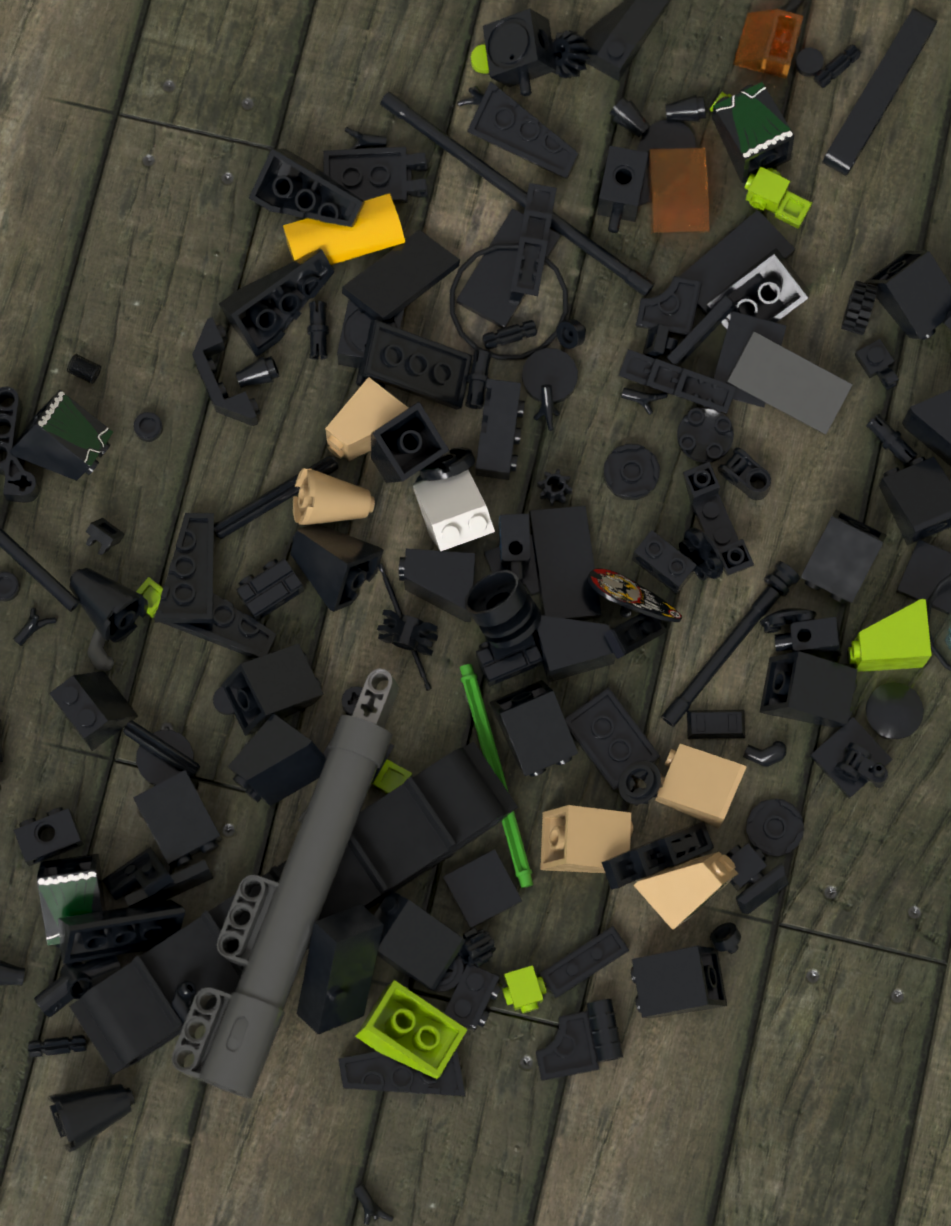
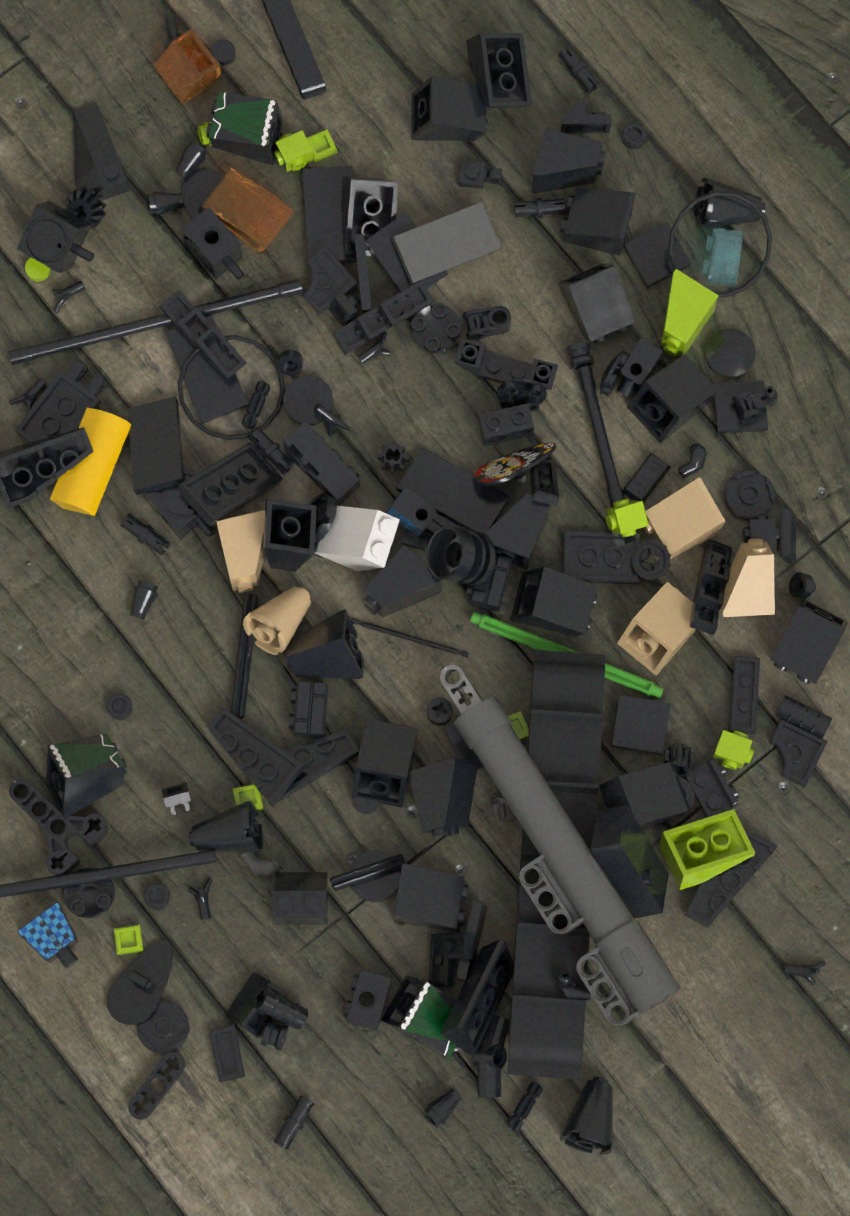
camera: 50 degrees left, 0 degrees up
(90, 374) = (37, 725): black piece -> none
(236, 407) = (159, 631): black slope -> none
(271, 303) = (99, 552): black wedge -> none
(407, 632) = (419, 636): black pin -> none
(515, 130) = (110, 286): black wing -> none
(631, 472) = (421, 398): black tile -> none
(661, 731) = (626, 517): none -> lime brick
(837, 66) = (241, 36): black axle -> none
(859, 307) = (430, 155): black tyre -> none

